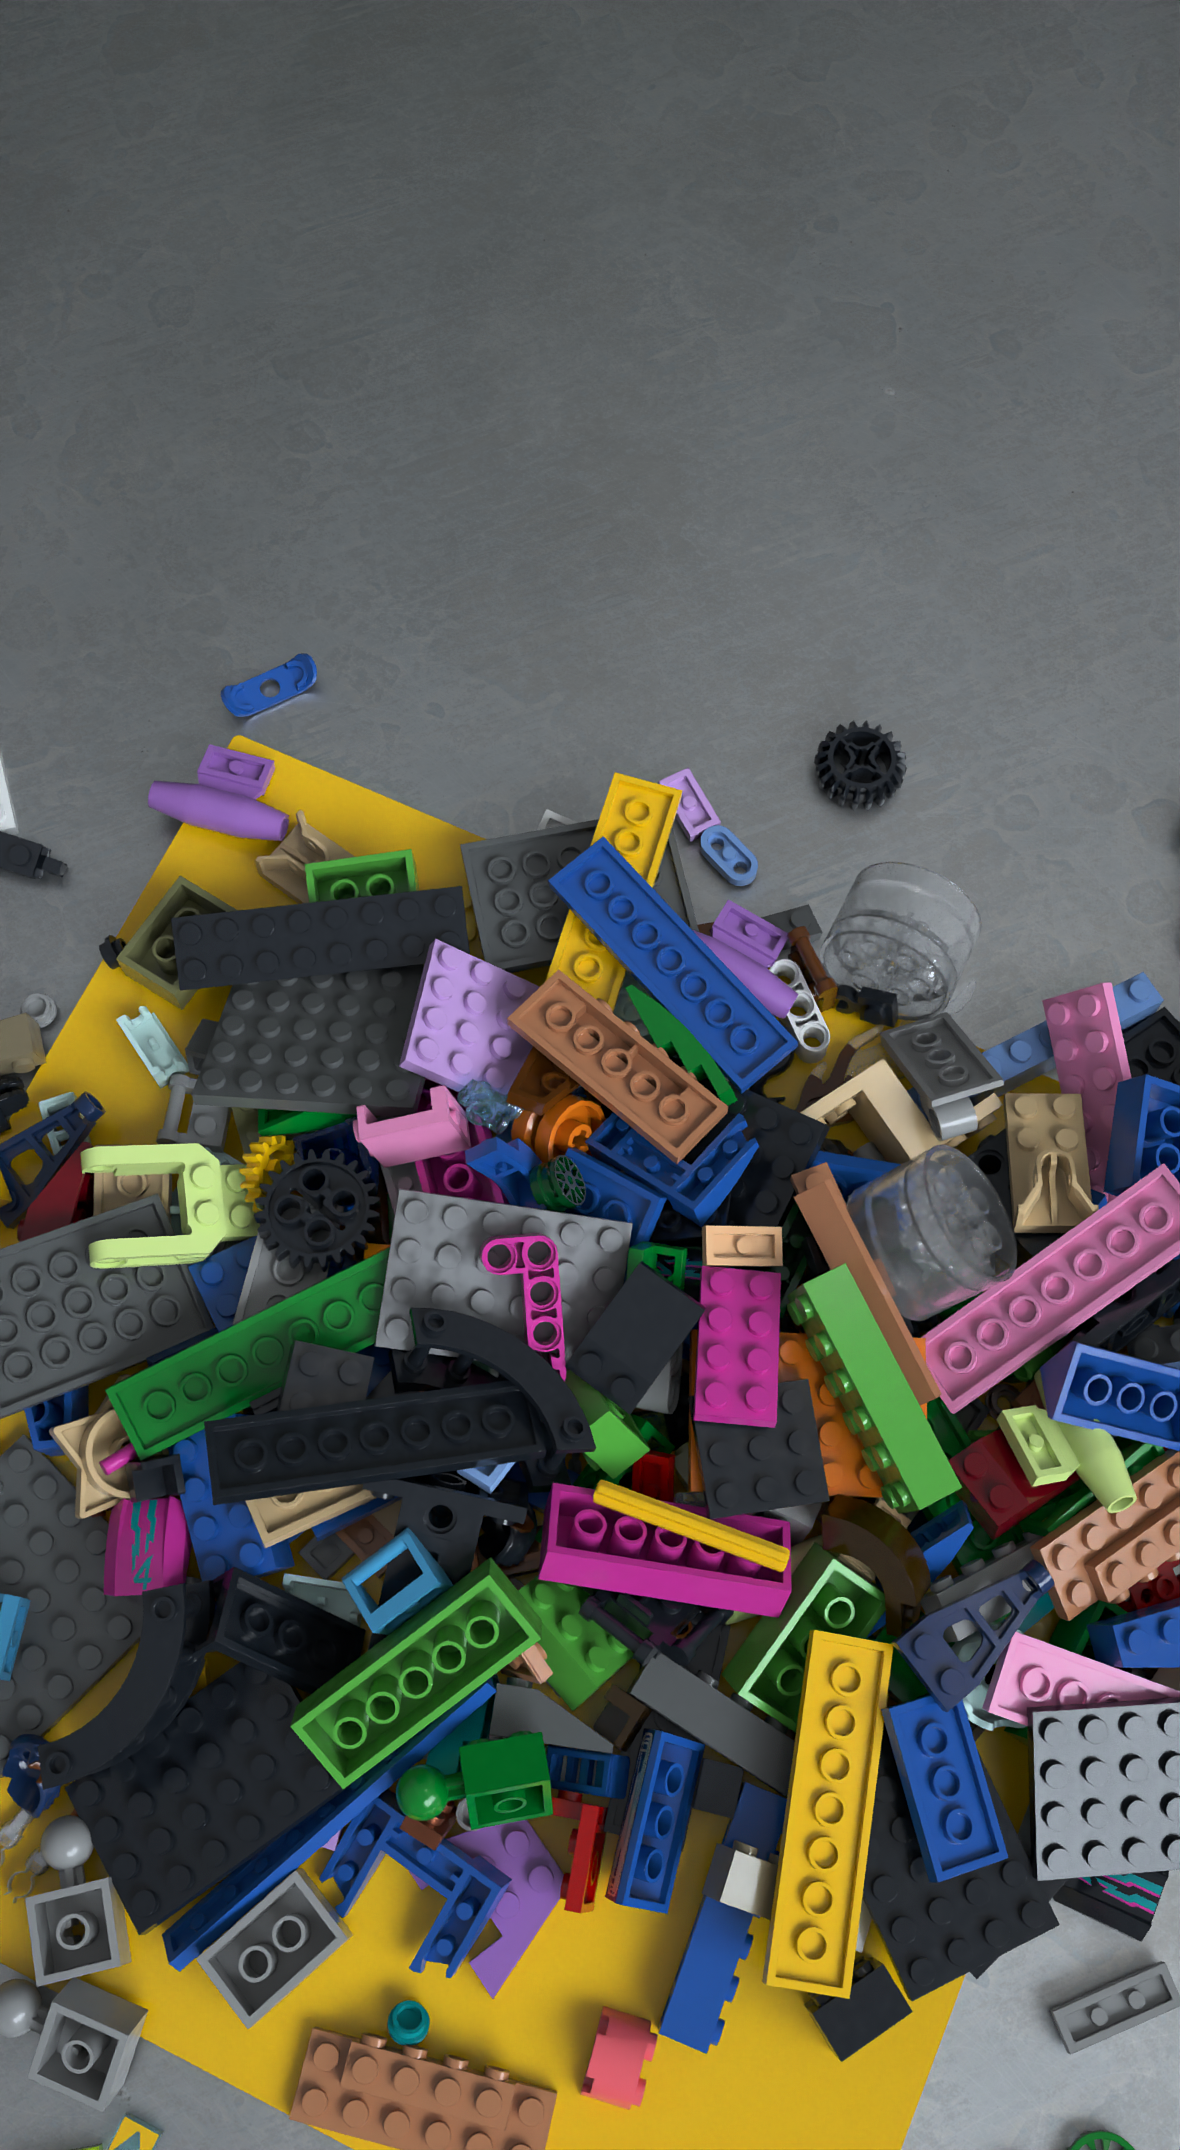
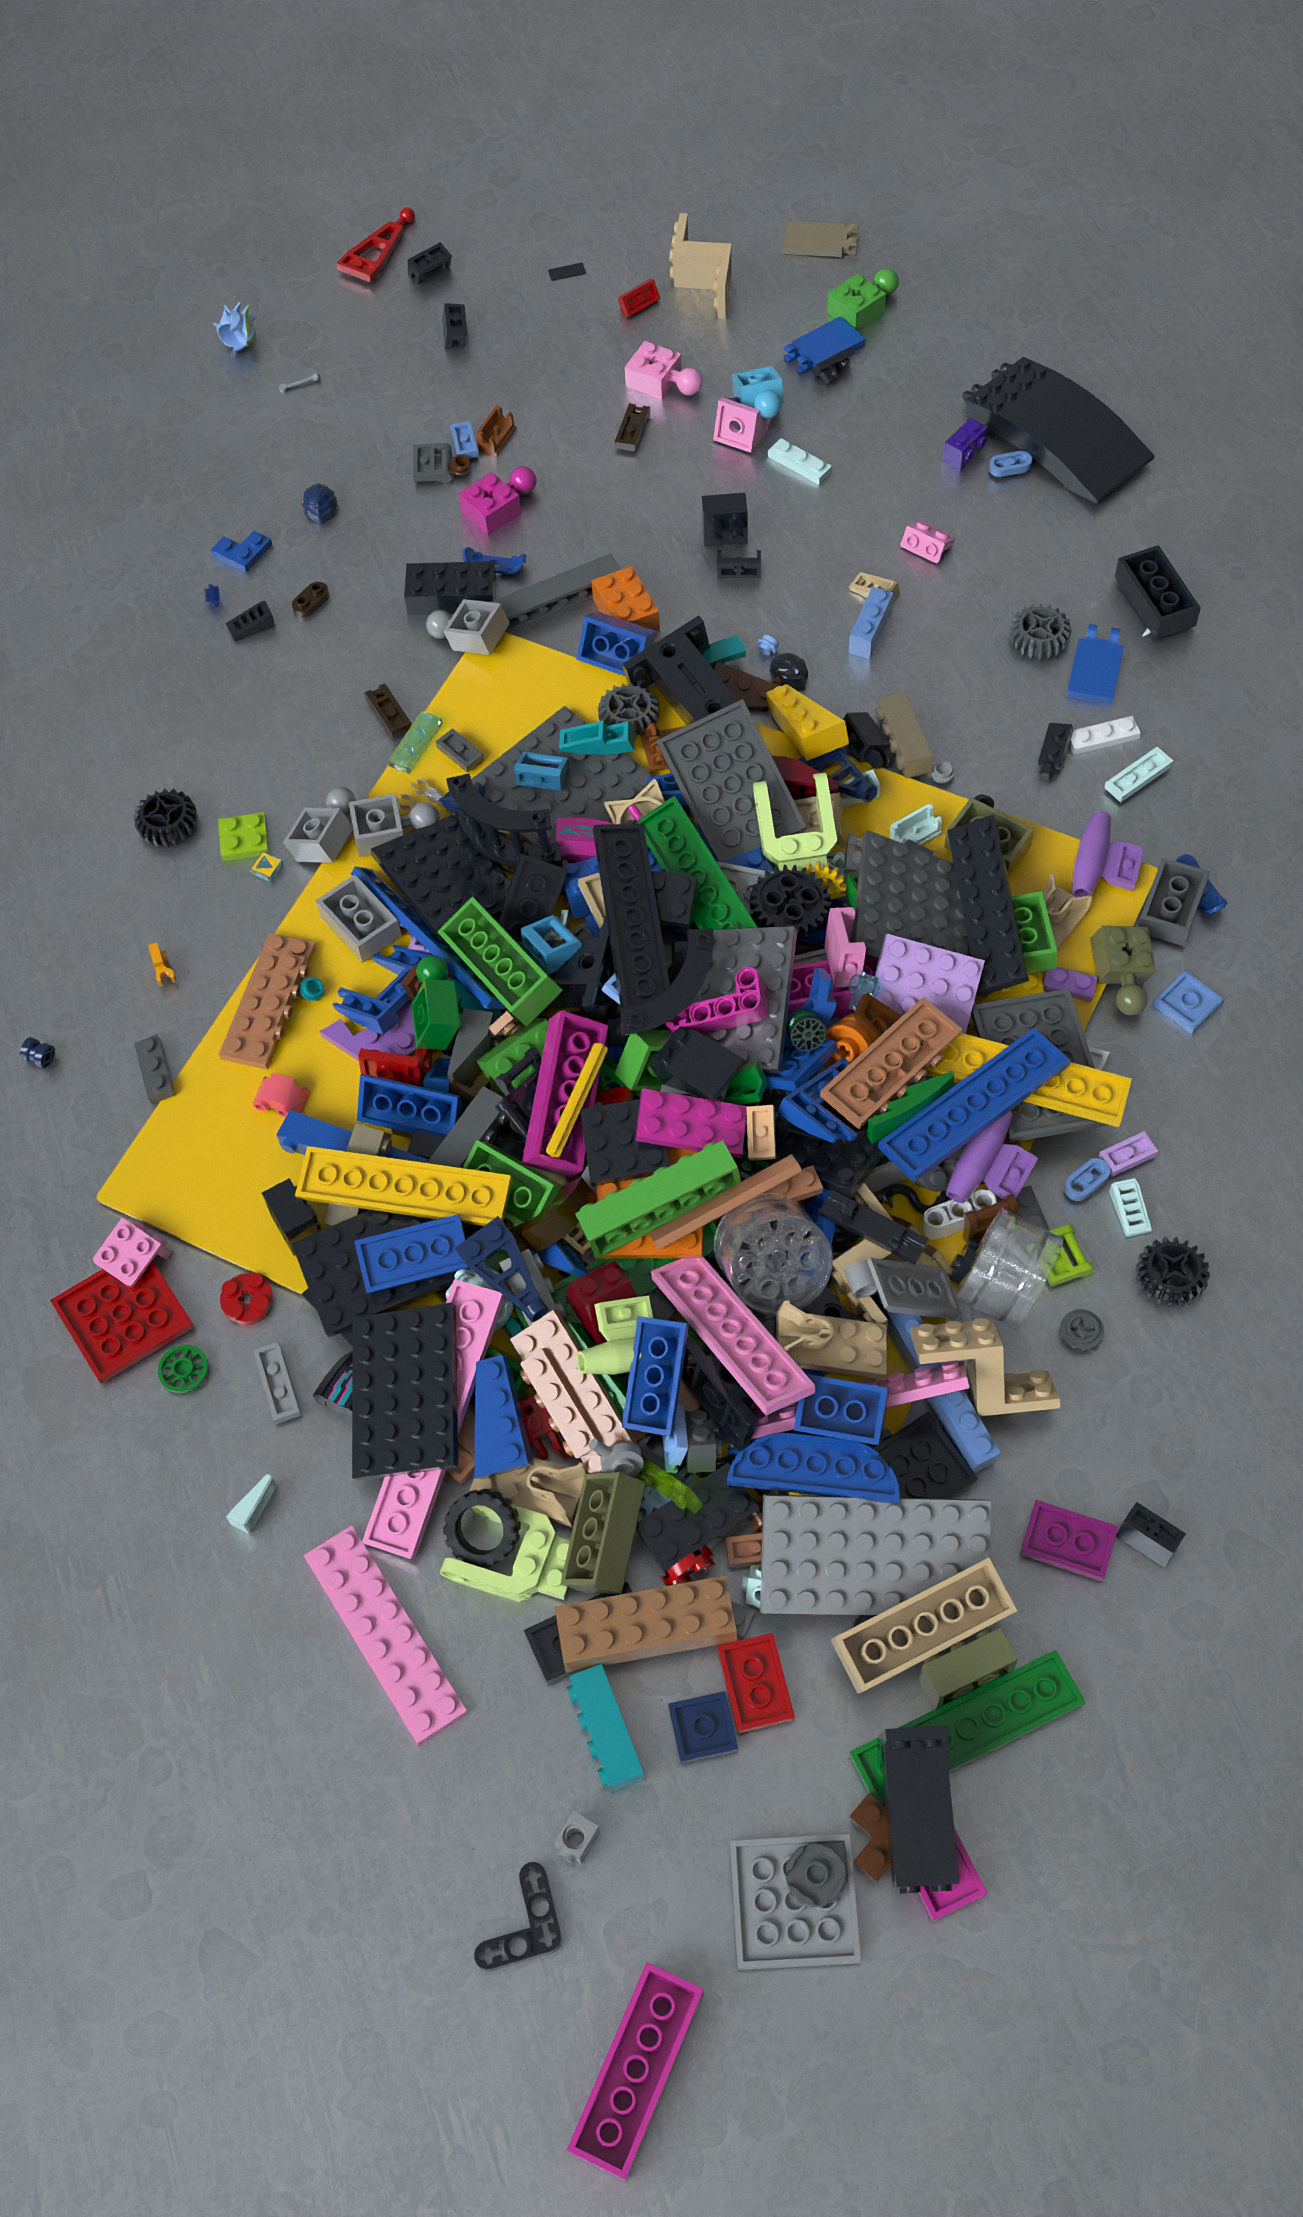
camera: 95 degrees right, 10 degrees down
(70, 747) = (1138, 774): none -> light aqua plate
(301, 715) = (1173, 901): none -> dark grey brick
(393, 785) = (1124, 958): none -> olive brick
(429, 851) = (1080, 984): none -> medium lavender plate
(451, 718) = (1188, 1002): none -> medium blue tile
(760, 821) = (1128, 1191): none -> light aqua slope
(827, 905) = (1063, 1268): none -> lime plate
(868, 1102) = (874, 1227): none -> black hinge
(954, 866) = (1089, 1322): none -> dark grey gear
(998, 2088) = (259, 1305): none -> red plate
(1032, 982) = (982, 1349): none -> tan bracket

